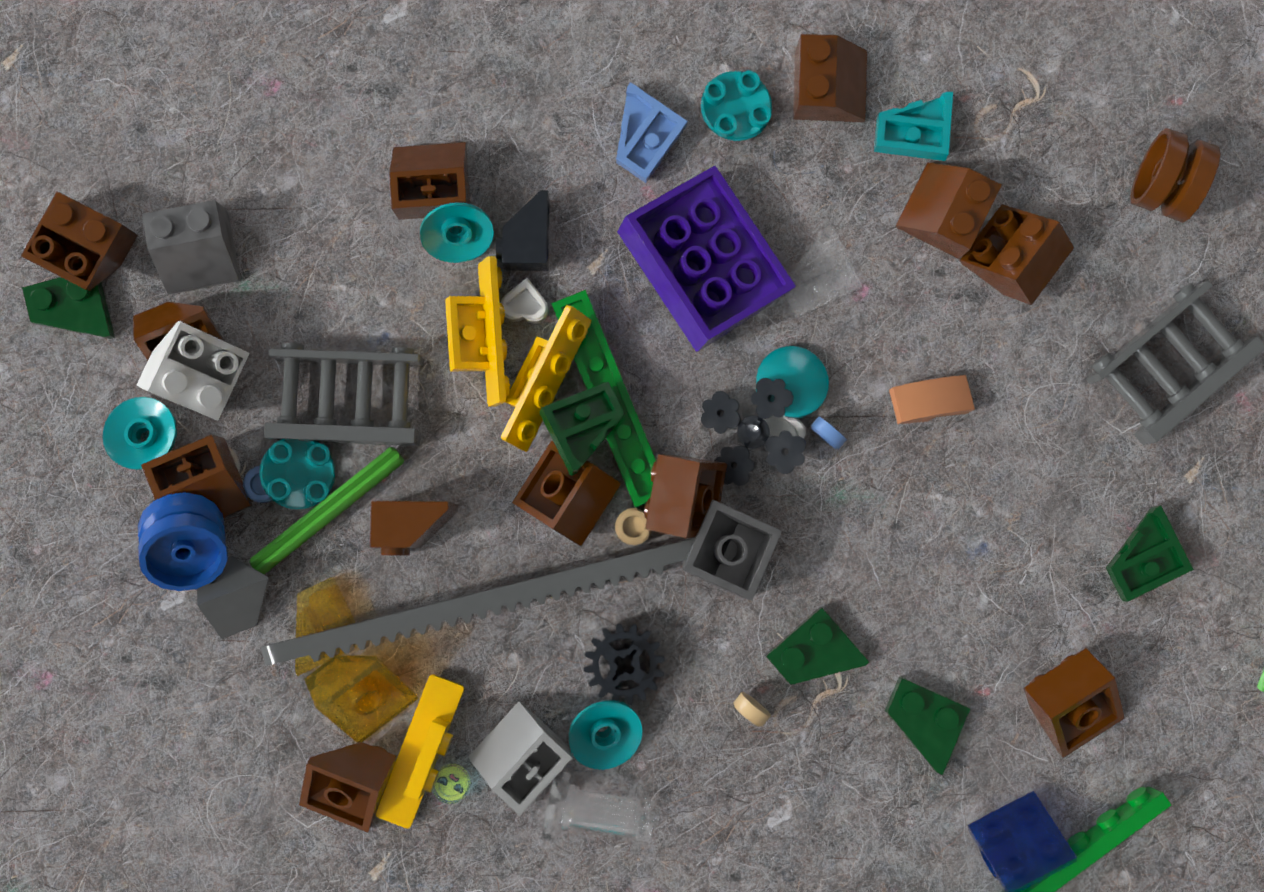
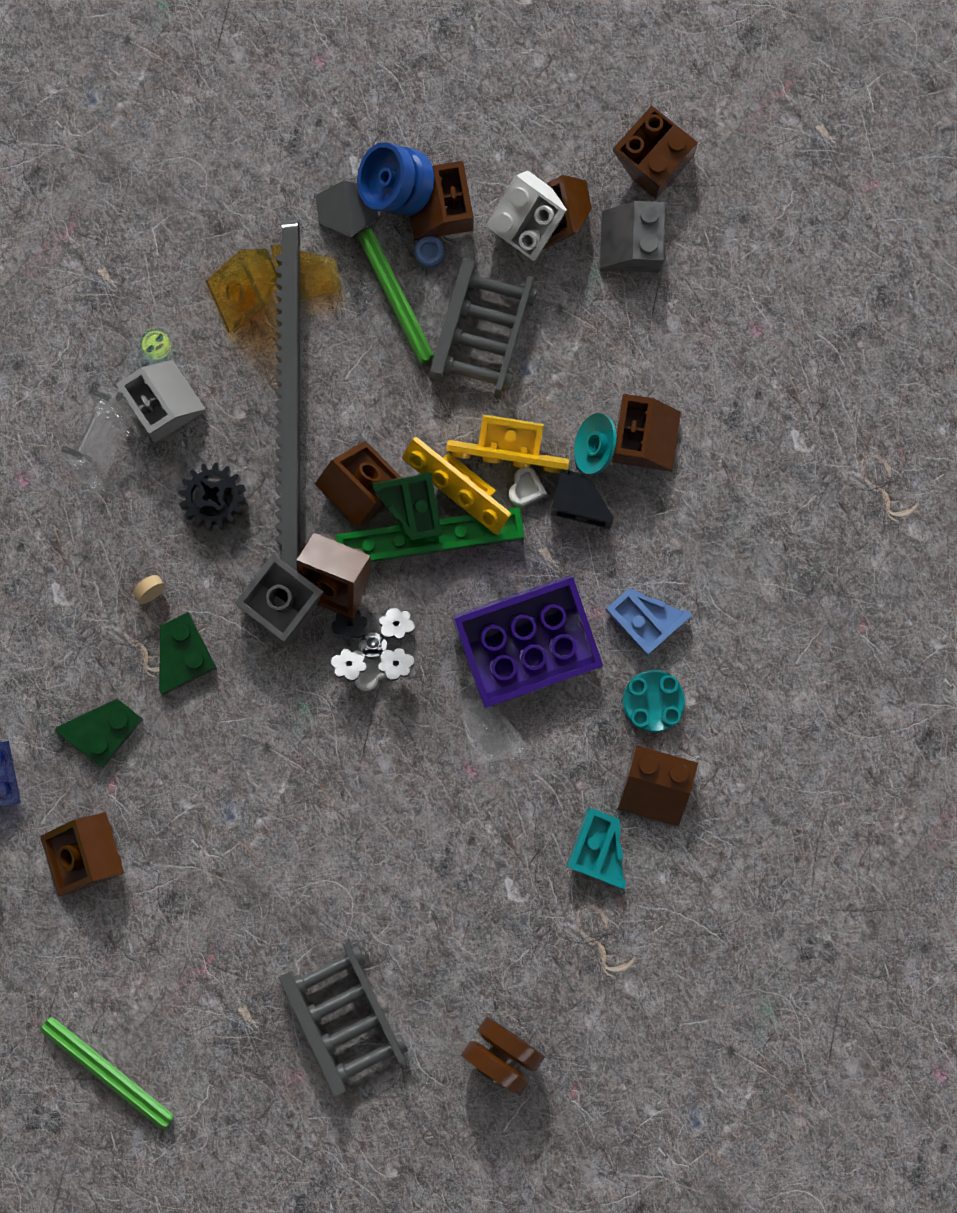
camera: 105 degrees right, 5 degrees down
(69, 307) = (607, 129): dark green wing -> none
(127, 424) = (495, 155): teal dish -> none
(297, 473) = (429, 279): teal dish -> none
(347, 783) = (177, 265): reddish brown slope -> none
(407, 524) = (366, 350): reddish brown slope -> none
(419, 752) = (187, 325): yellow bracket -> none
(611, 746) = (150, 467): teal dish -> none
(631, 527) = (321, 526): tan tile -> none
(802, 374) = (411, 695): teal dish -> none
(828, 433) = (356, 707): medium blue tile -> none
(931, 399) = (363, 801): nougat slope -> none
(948, 207) = (523, 856): reddish brown slope -> none
(1018, 253) = (469, 906): reddish brown slope -> none
(1148, 557) = (184, 950): dark green wing -> none

